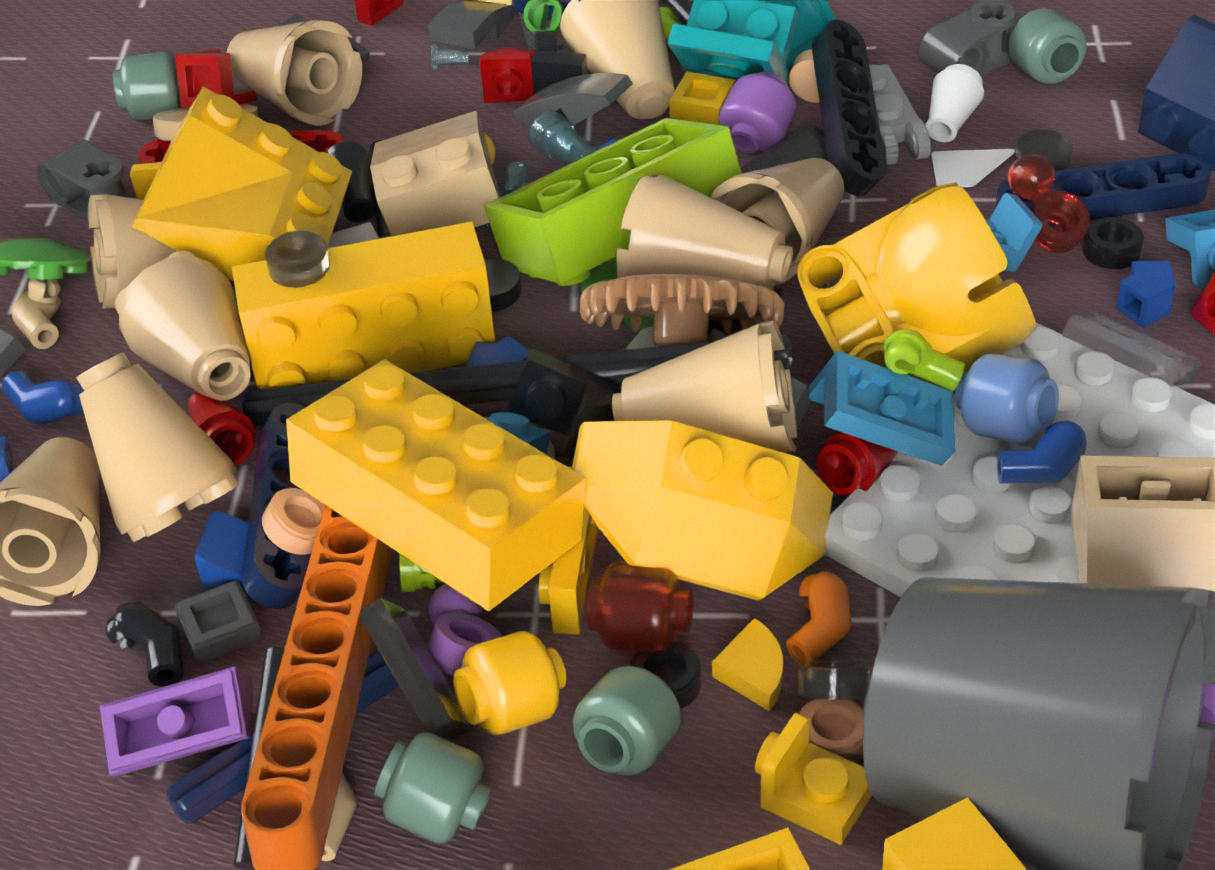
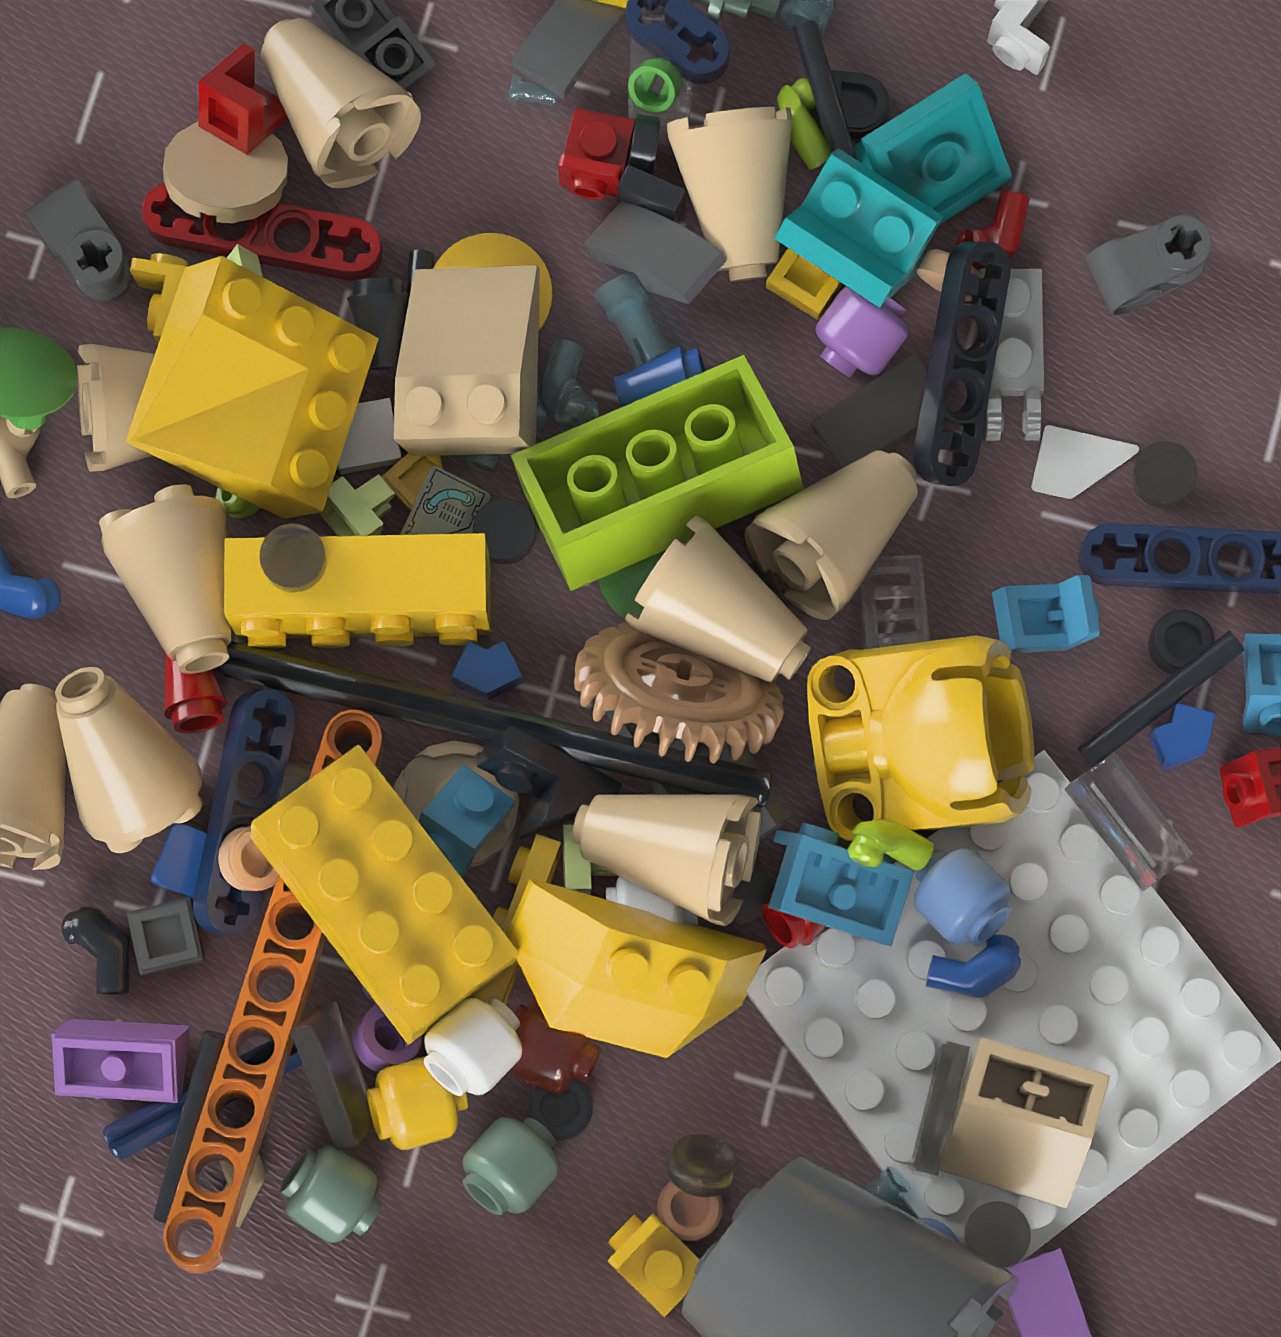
camera: 10 degrees right, 35 degrees up
(147, 85) = (163, 82): sand green head -> none
(557, 588) = (473, 1046): none -> white head
(752, 665) = (641, 1118): yellow tile -> none
(829, 617) = (723, 1082): orange arm -> none
(953, 99) = (1091, 364): white cone -> none
(1033, 179) = (1117, 557): clear red plate -> none
(1047, 46) = (1234, 298): sand green head -> none
(1060, 535) = (939, 1110): none -> clear smoke tile
(1119, 263) = (1161, 699): none -> black bar

